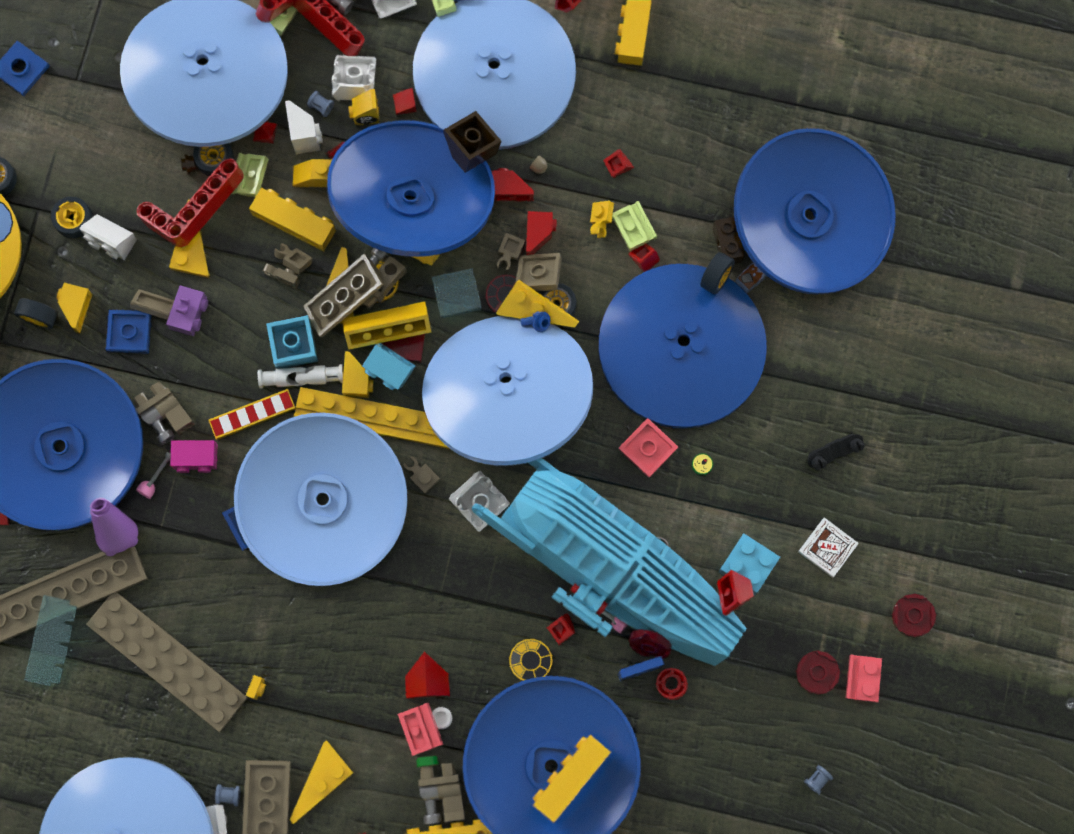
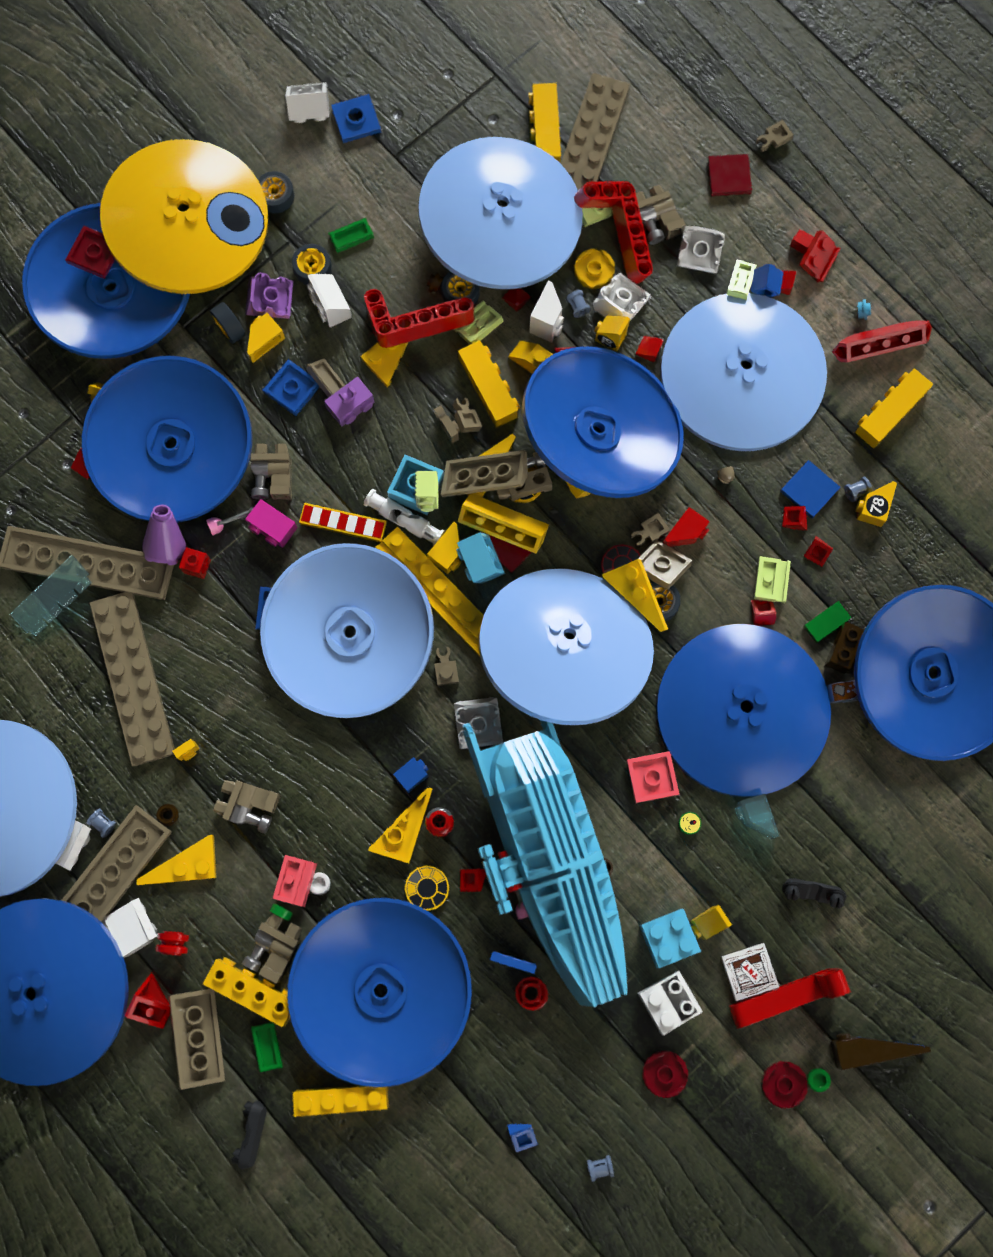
camera: 35 degrees right, 0 degrees up
(54, 268) = (269, 296): none -> medium lavender slope
(87, 170) = (351, 235): none -> green tile
(152, 531) = (195, 563): none -> red brick
(270, 750) = (161, 815): none -> dark brown plate
(308, 340) = (426, 490): none -> yellowish green brick
(313, 65) = (594, 268): none -> yellow tile
(332, 693) = (242, 801): none -> dark tan hips
(426, 679) = (329, 843): red slope -> none
(454, 578) = (411, 774): none -> blue brick
(456, 293) = (581, 535): clear light blue plate -> none
(471, 141) = (681, 416): dark brown slope -> none
(481, 633) = (400, 838): none -> yellow wing
(507, 593) = (431, 820): none -> red head
(511, 187) = (689, 476): red slope -> none
(539, 320) = (634, 605): blue plate -> none
(571, 778) = (387, 1015): yellow brick -> none
(600, 216) = (749, 552): yellow plate -> none
(613, 132) = (810, 488): none -> blue tile
(649, 643) = (536, 945): dark red tile -> none
(652, 107) = (858, 489): none -> sand blue bush
(654, 178) = (818, 551): none -> red slope
(675, 110) = (876, 505): none -> yellow slope
(700, 230) = (827, 622): none -> green tile
(717, 273) = (816, 668): black wheel -> none
(734, 591) = (638, 953): red slope -> none
(741, 799) = (522, 1136): none -> blue slope
(751, 421) = (757, 815): none -> clear light blue slope
(772, 530) = (710, 923): none -> yellow slope
(783, 614) = (669, 1002): none -> white slope
(863, 678) = (701, 1108): coral plate -> none
(871, 544) = (825, 983): none -> red beam
(937, 593) = (818, 1080): none -> green tile
(953, 548) = (862, 1051): none -> dark brown slope

